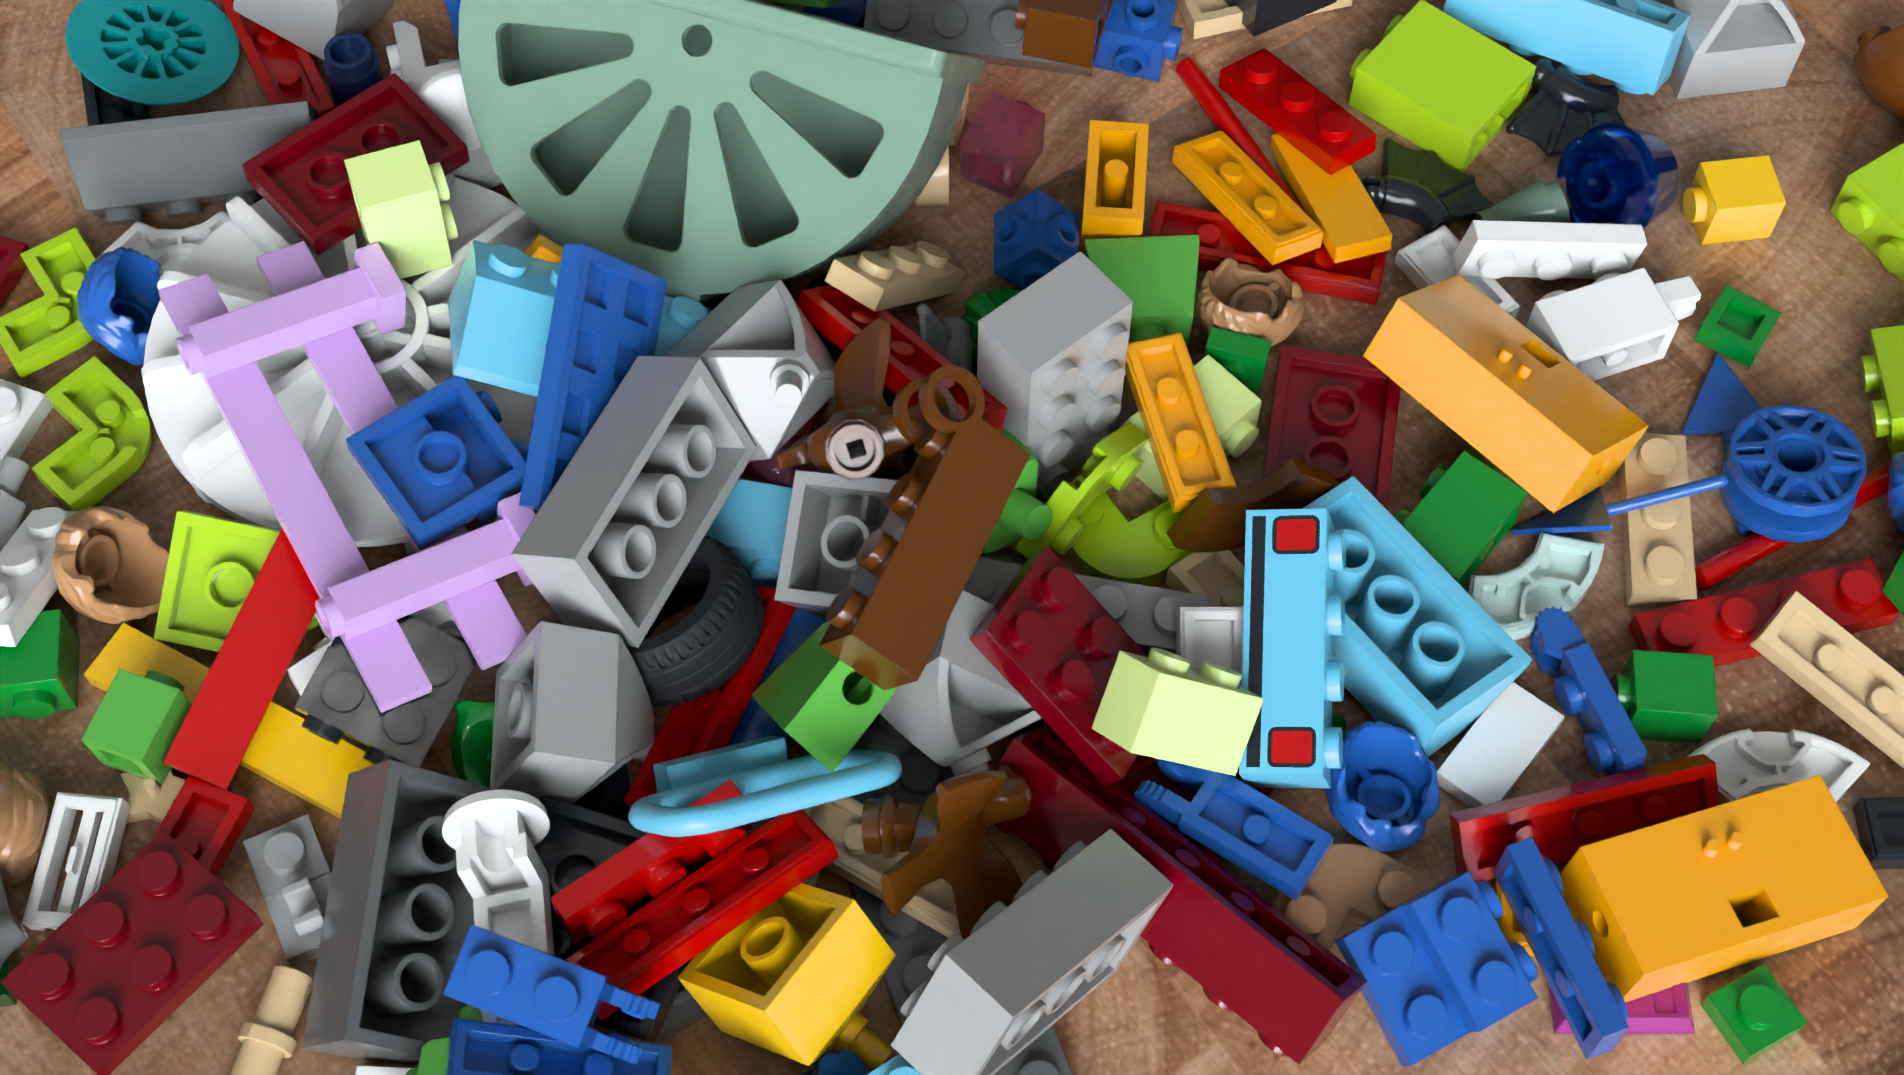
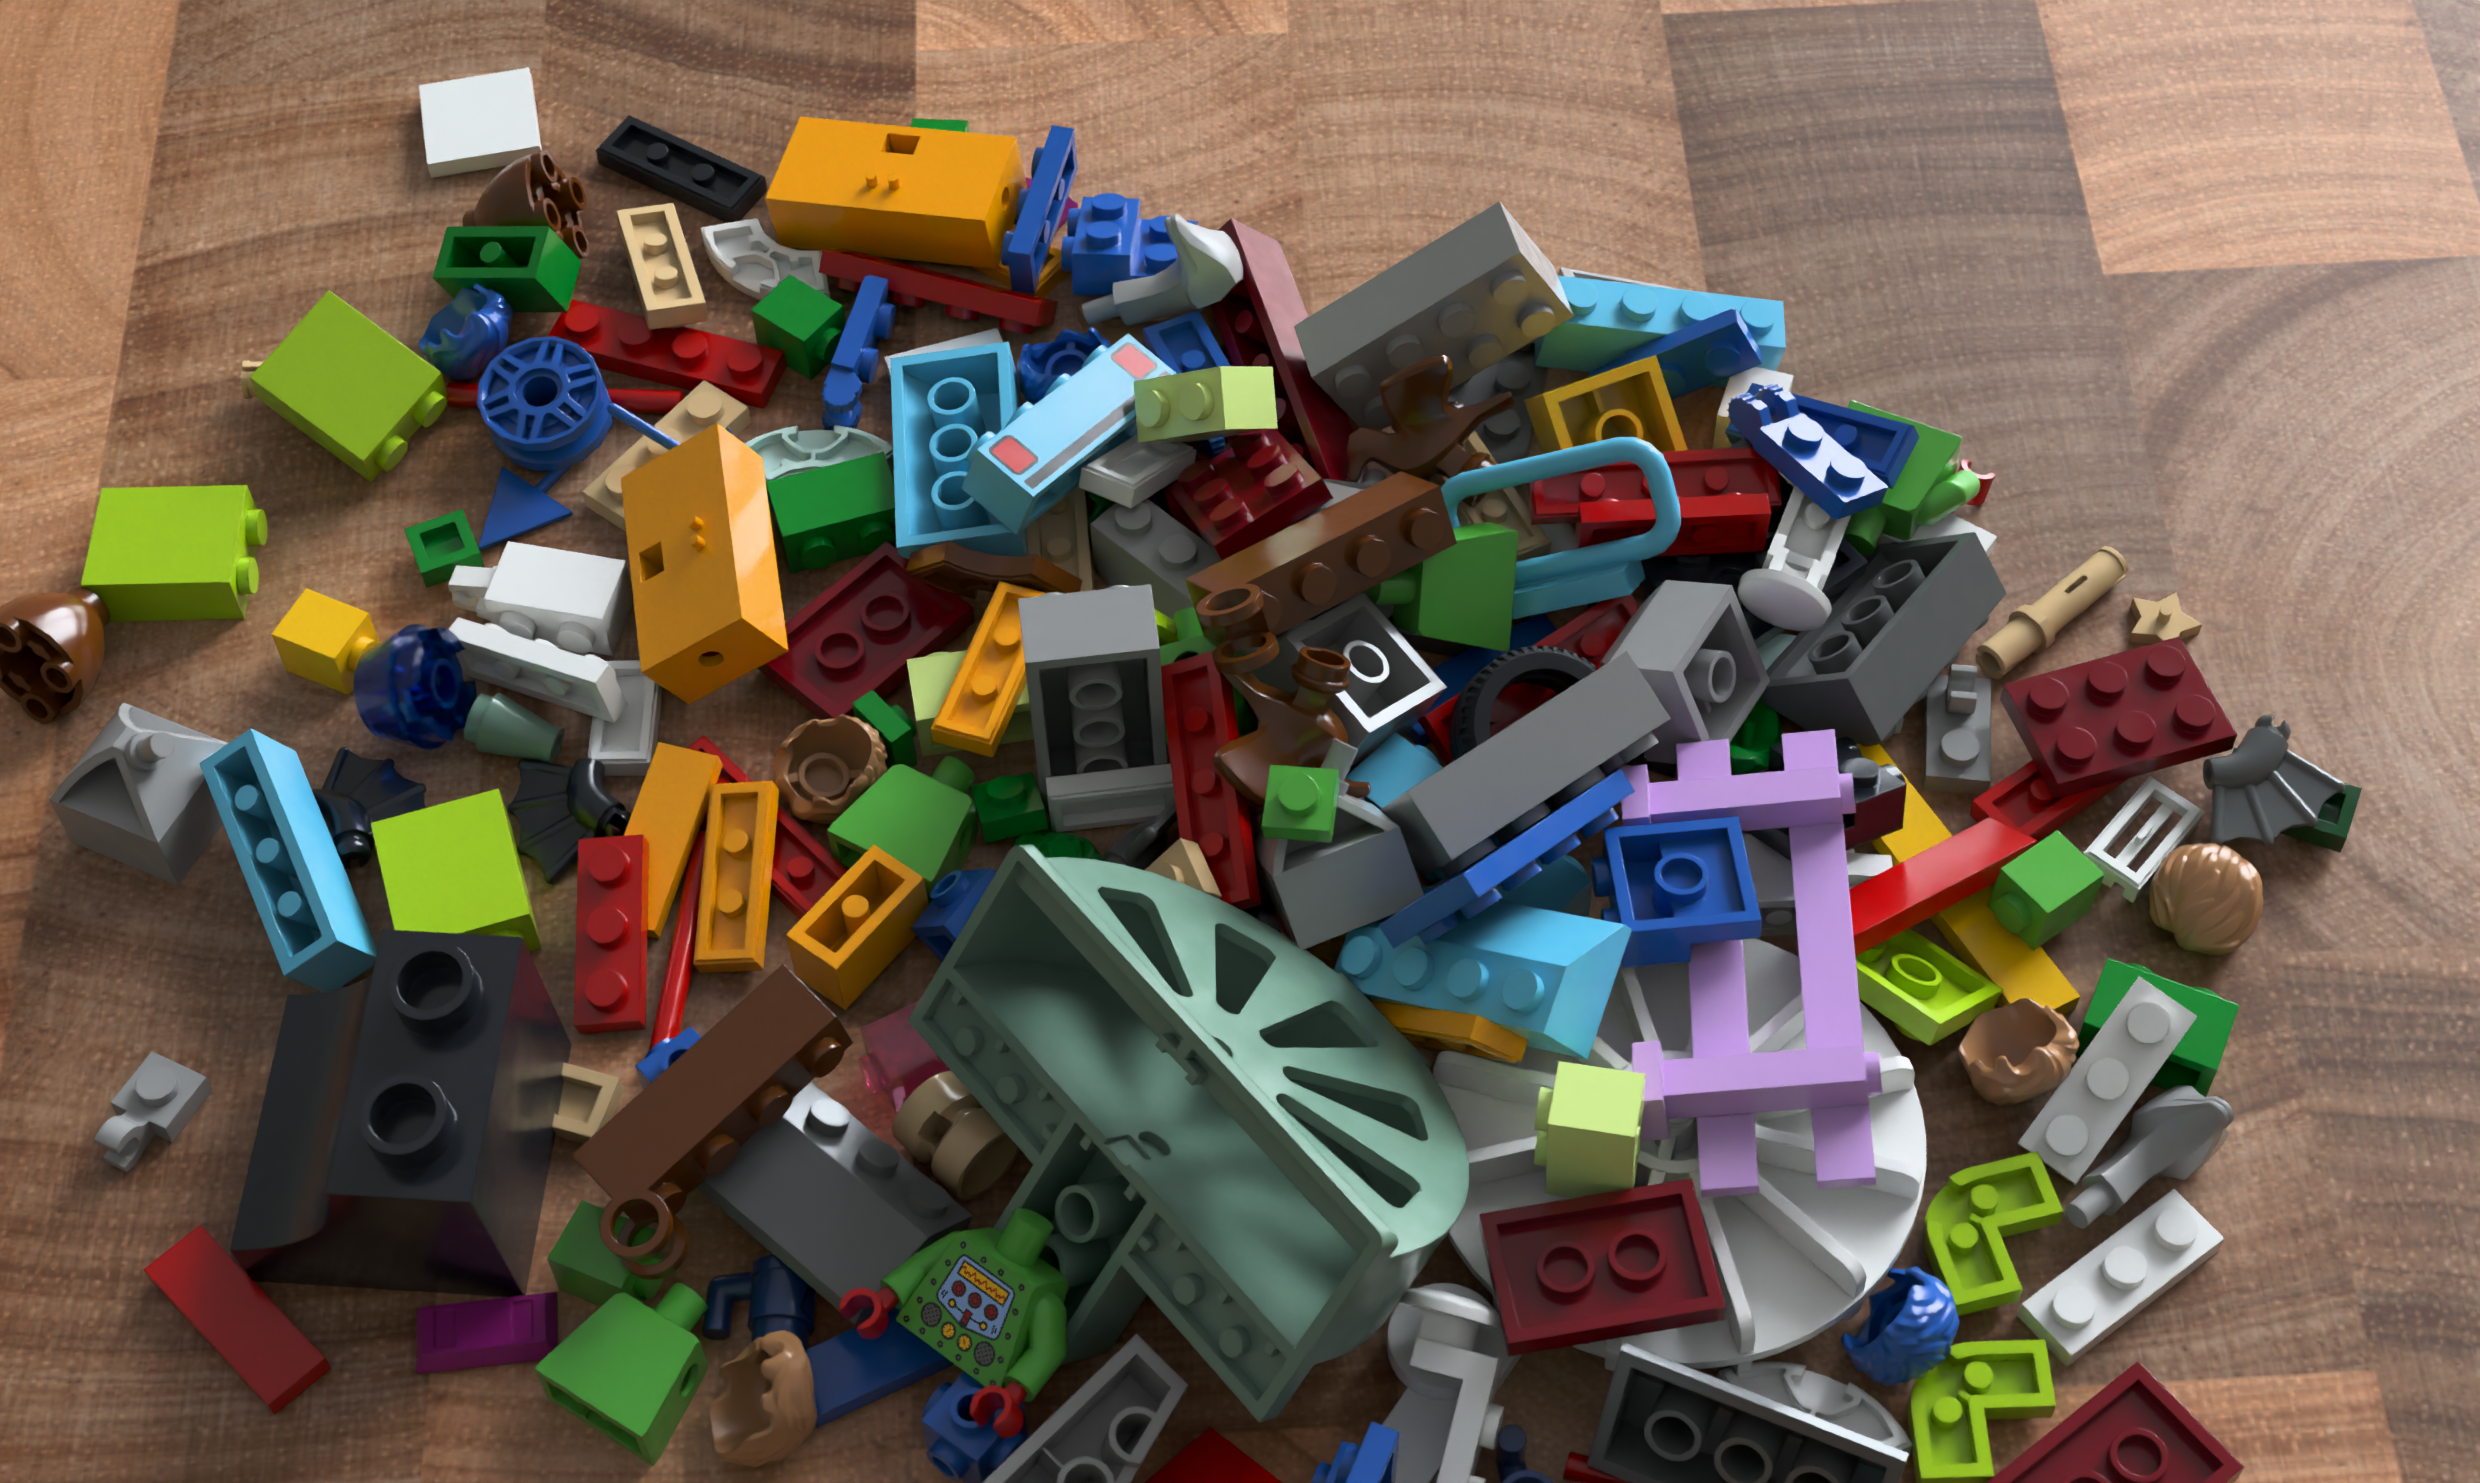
camera: 145 degrees left, 5 degrees down
(790, 324) = (1300, 803): none -> bright green plate
(1324, 910) = (1201, 275): none -> light grey animal

